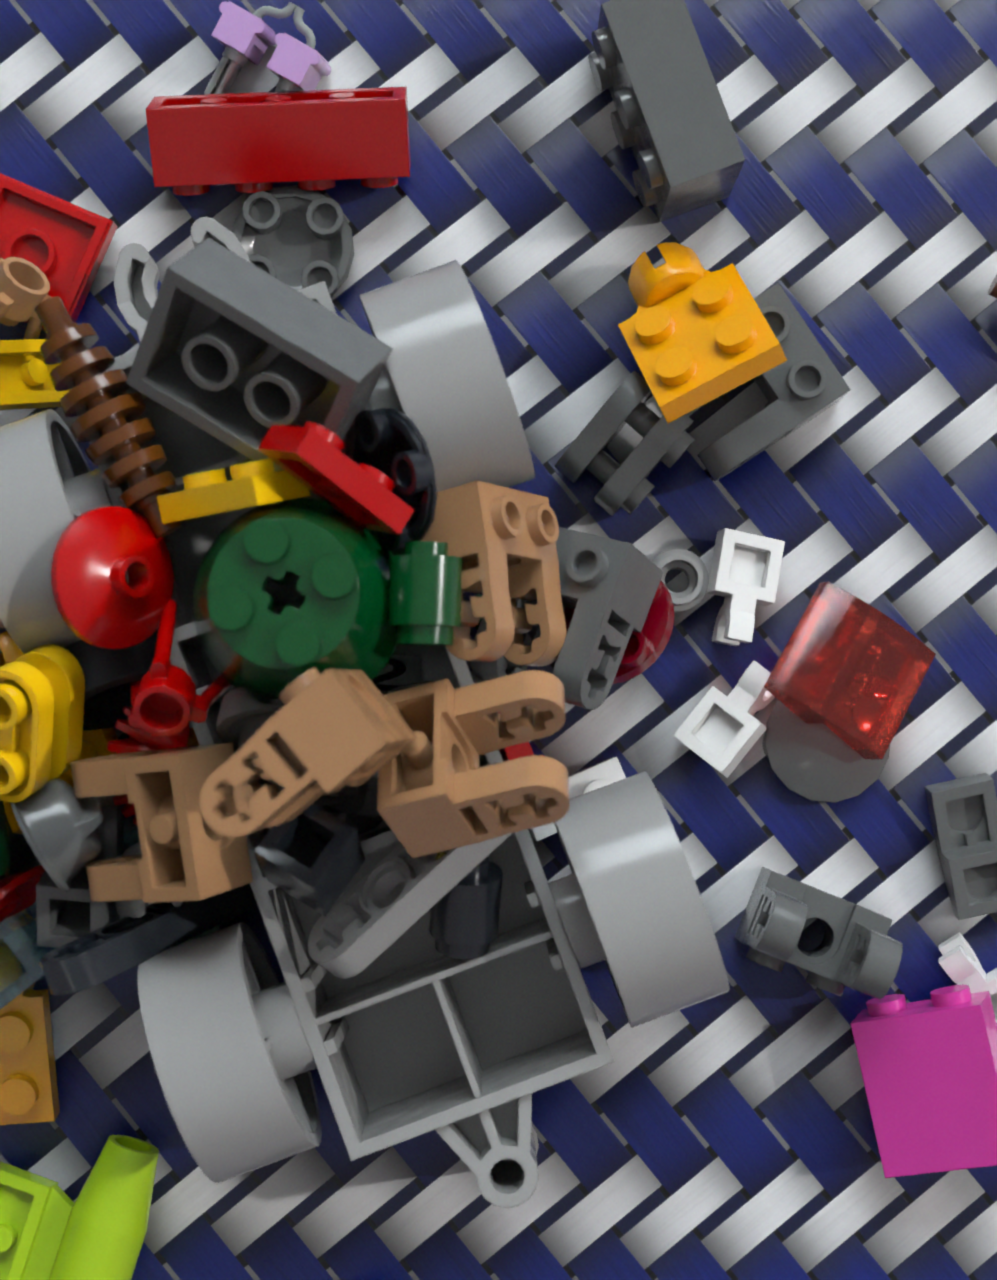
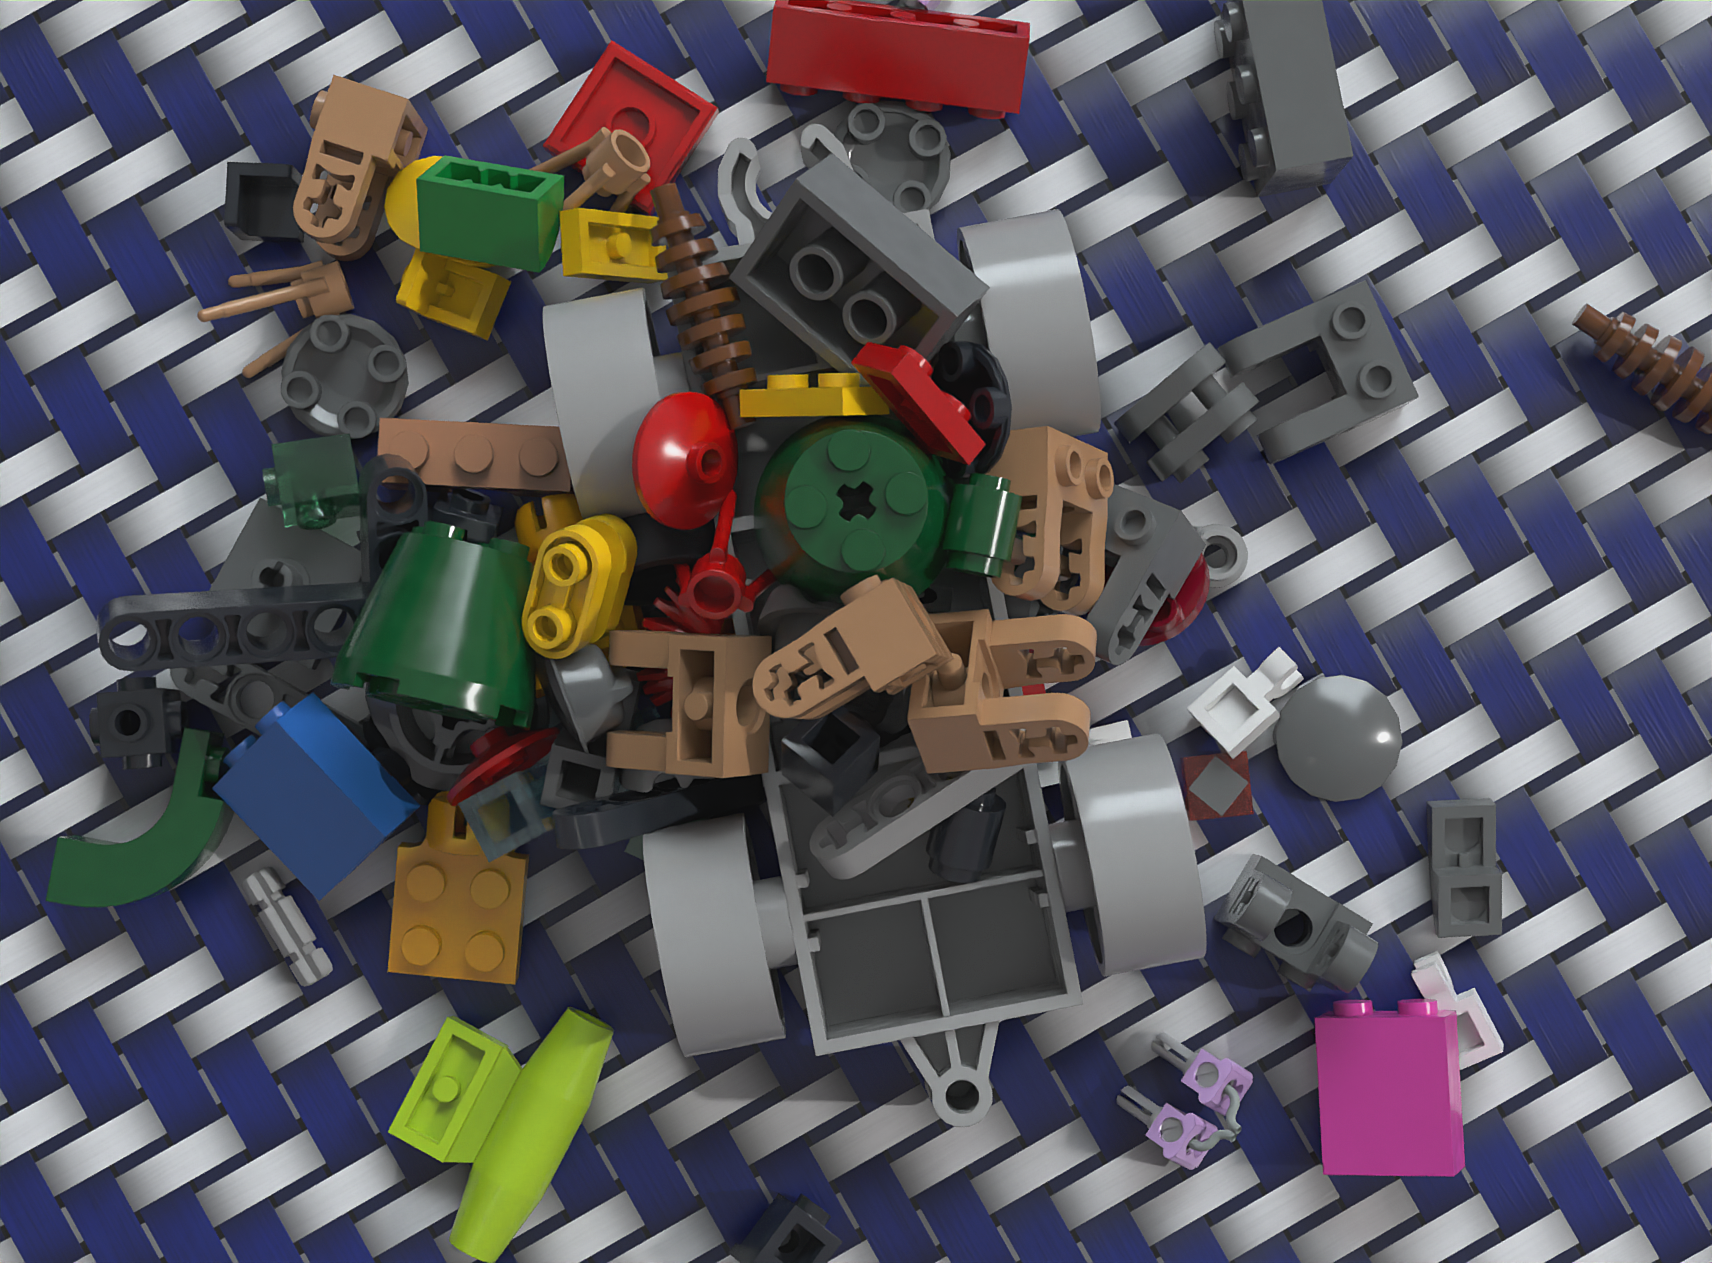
camera: 10 degrees right, 0 degrees up
(695, 330) = (1275, 313): light orange plate -> none
(716, 806) = (1217, 786): none -> tile
(735, 1157) = (1219, 1086): none -> piece
(746, 574) = (1285, 562): white plate -> none
(850, 670) = (1372, 673): clear red slope -> none

